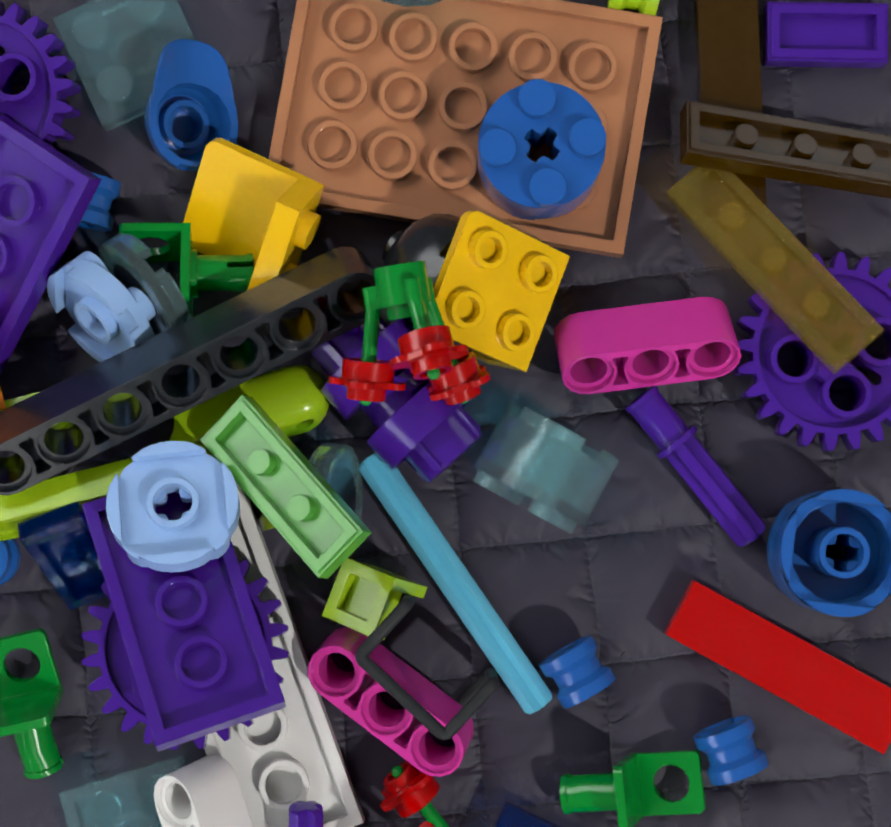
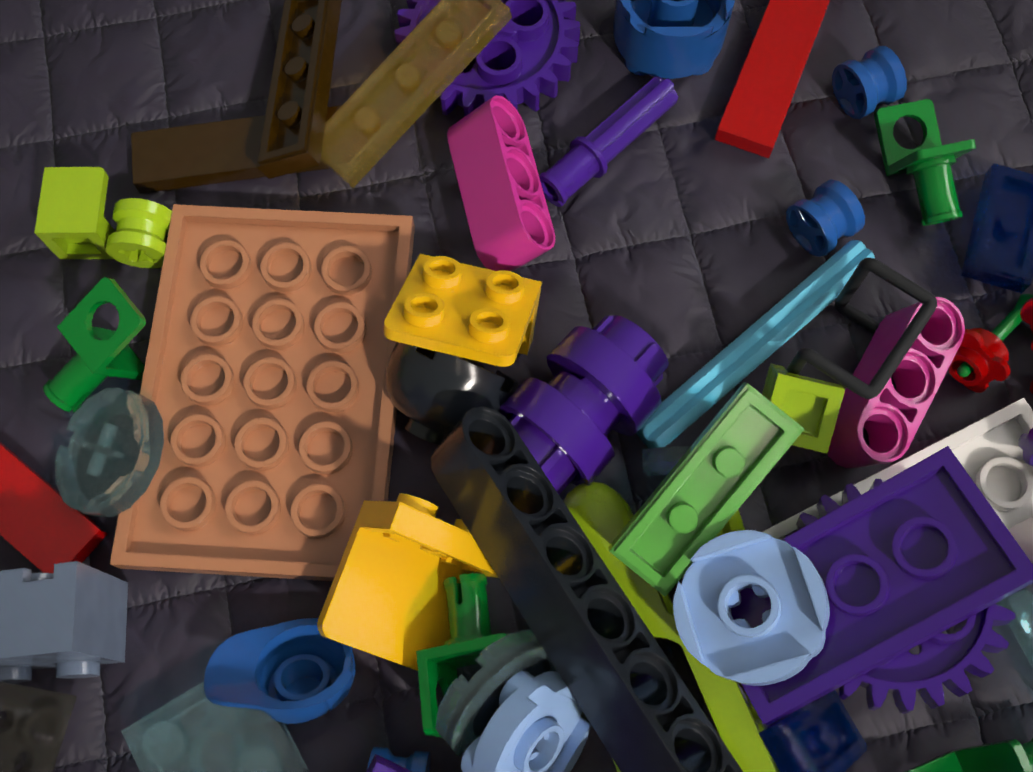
camera: 100 degrees left, 15 degrees down
(424, 351) = (557, 329): plant -> none
(540, 115) = (314, 284): blue brick -> none
(547, 465) = (632, 254): clear light blue brick -> none
(826, 34) = (188, 74): dark purple tile -> none

